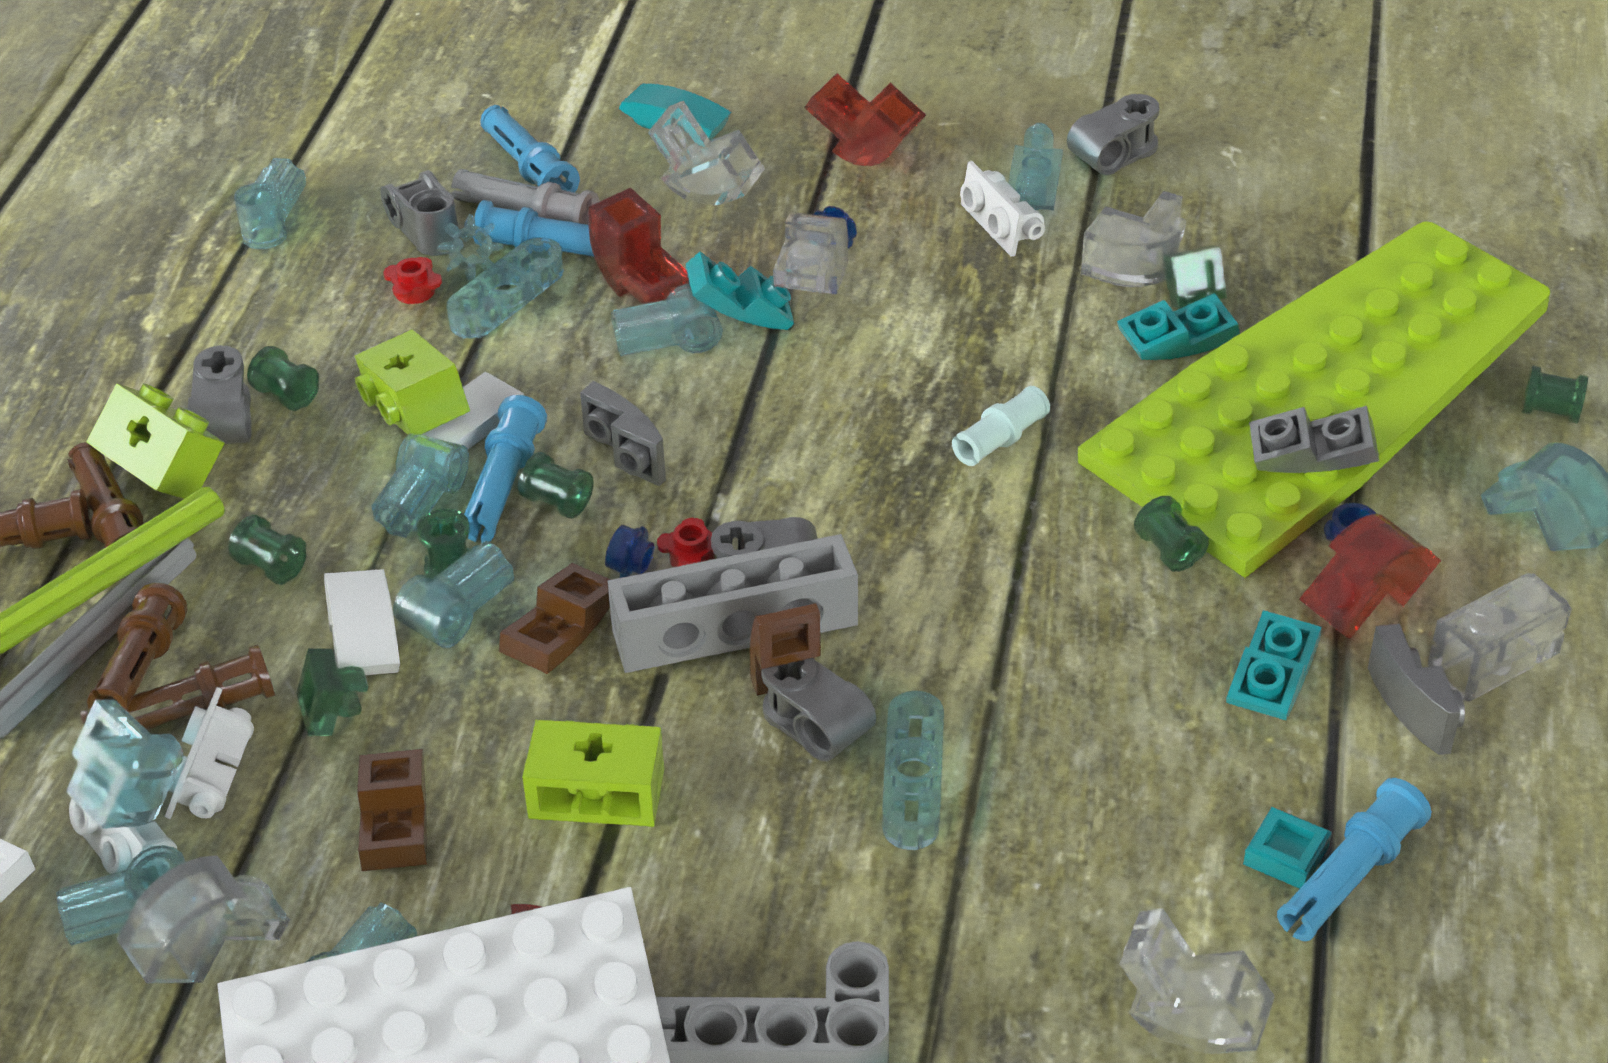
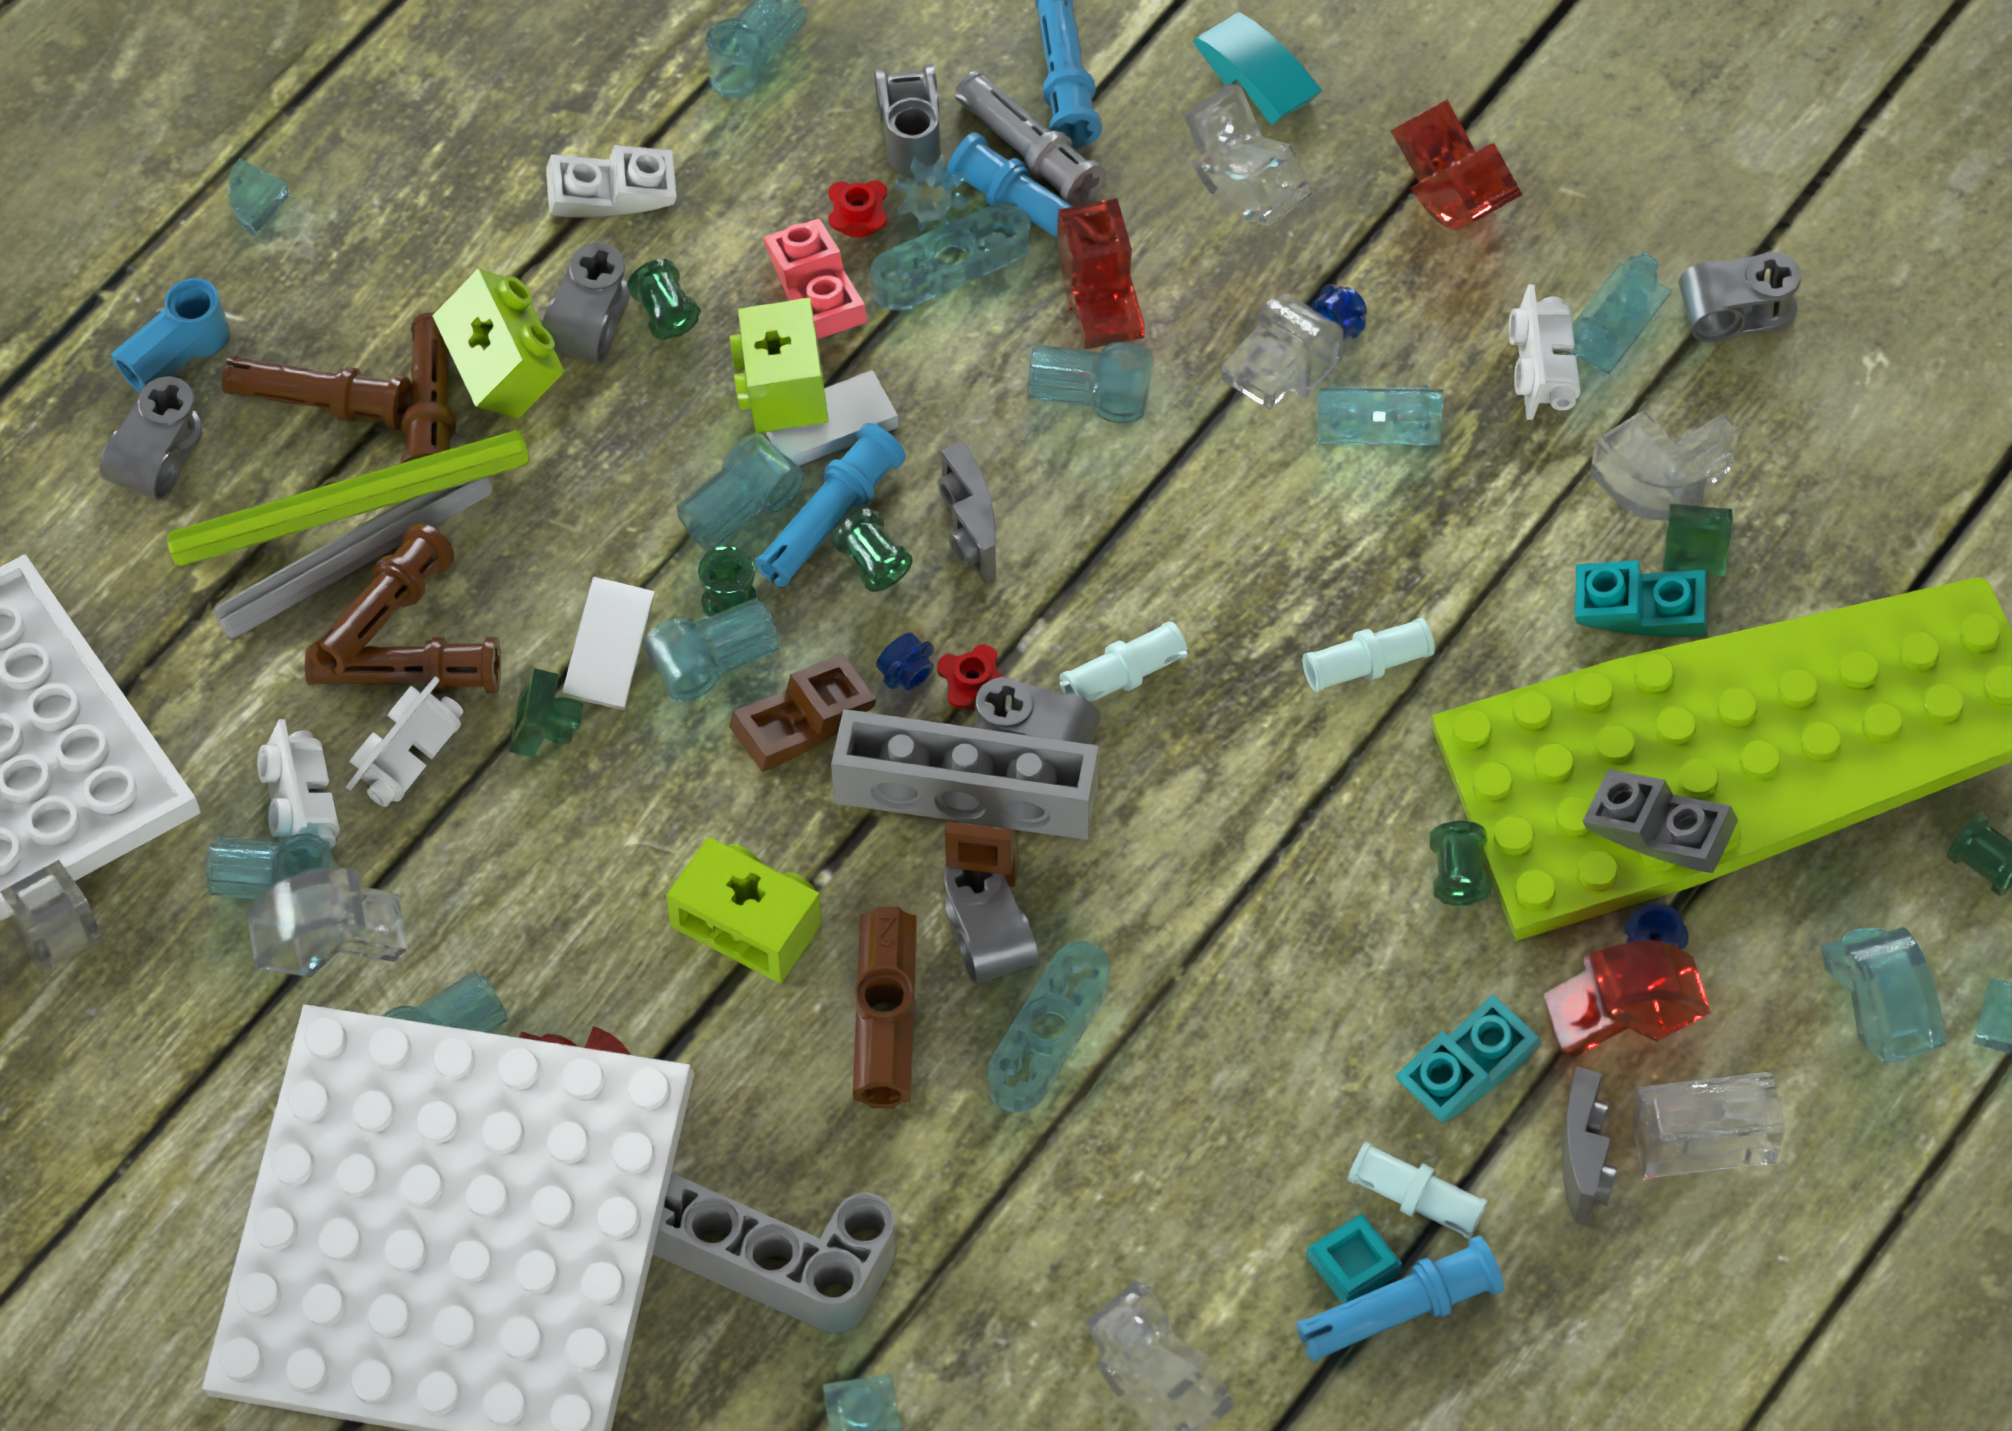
camera: 25 degrees right, 15 degrees up
(122, 767) = (312, 739): clear light blue brick -> none
(208, 321) = (625, 184): none -> white slope
(268, 549) = (557, 518): clear green bush -> none
(389, 316) = (813, 268): none -> coral slope
(392, 810) = (548, 868): reddish brown slope -> none
(743, 297) = (1180, 372): teal slope -> none
(766, 802) = (885, 1038): none -> reddish brown piece
(814, 492) = (1126, 663): none -> light aqua pin
(904, 278) = (1380, 415): none -> clear light blue hinge
(1305, 772) = (1417, 1190): none -> light aqua pin

